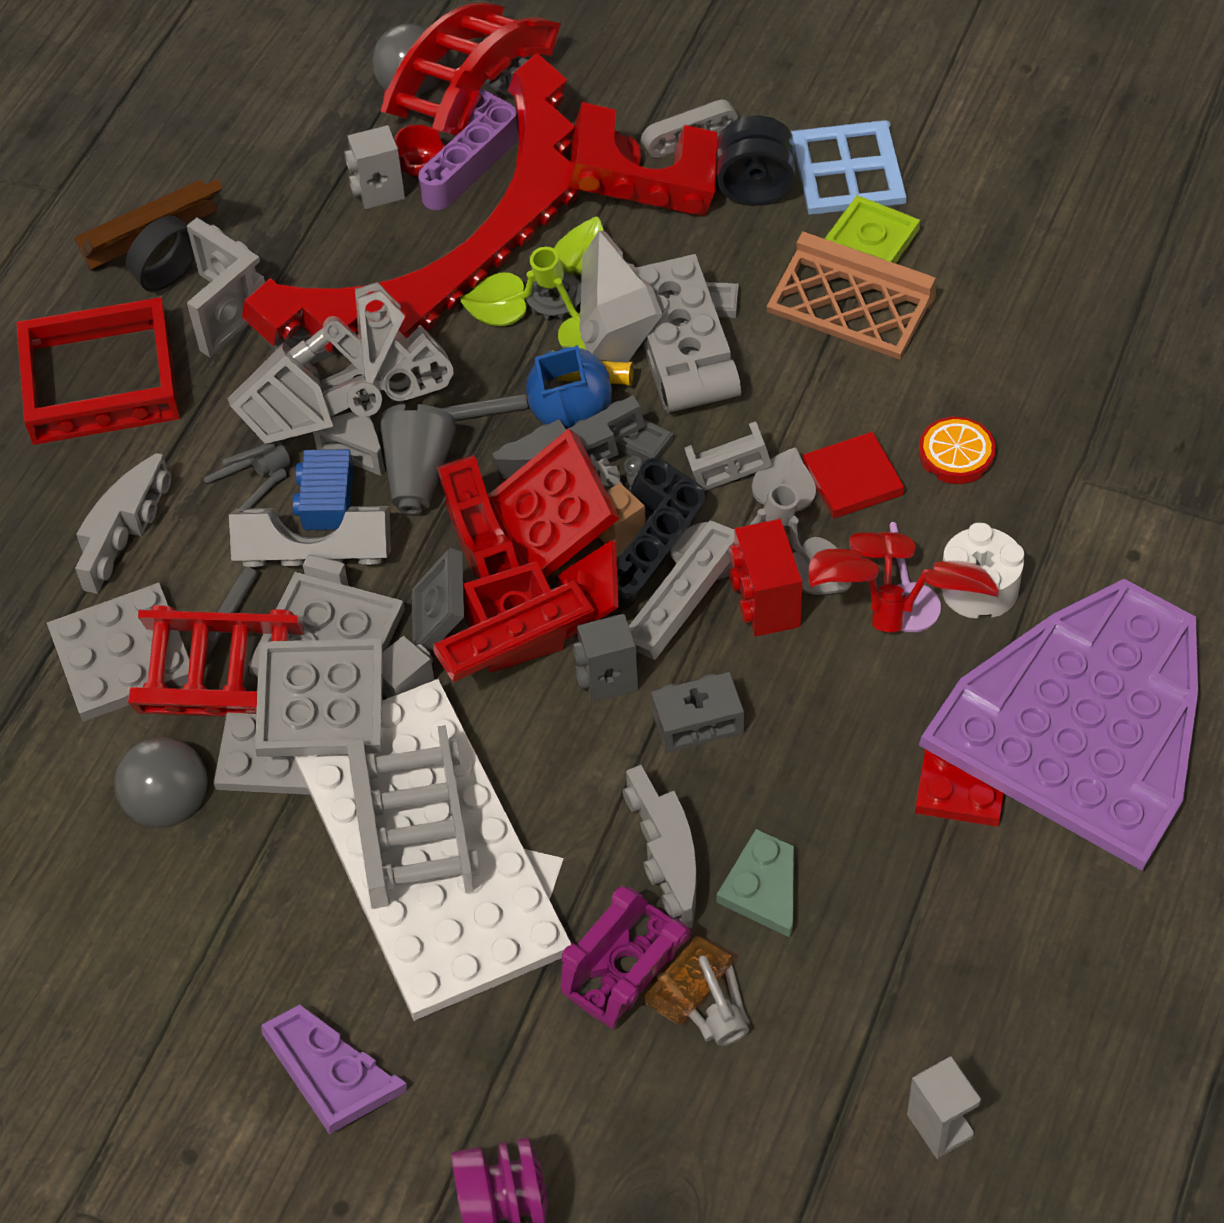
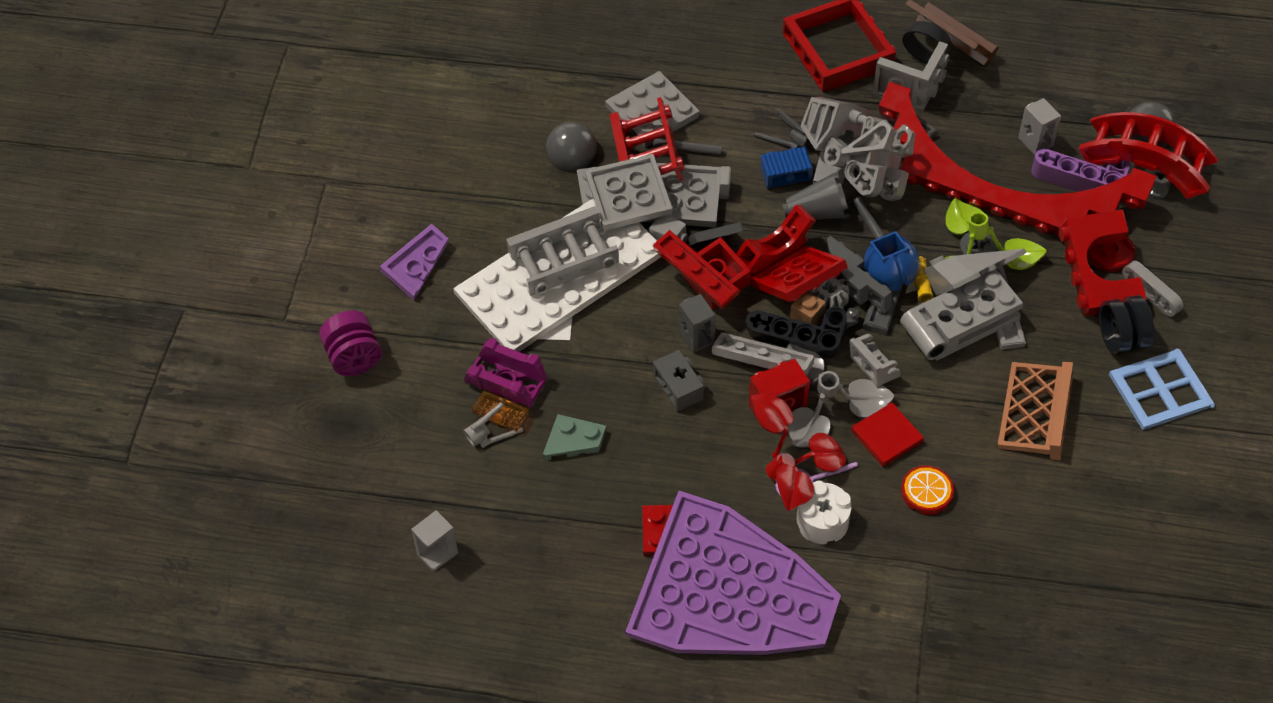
camera: 75 degrees right, 0 degrees up
(119, 512) = (744, 81): light grey slope -> none
(261, 536) = (754, 188): light grey arch -> none
(417, 147) = (1068, 143): red hair -> none
(597, 580) = (747, 305): red piece -> none
(668, 846) = (577, 388): light grey slope -> none
(874, 229) = (1097, 410): lime plate -> none

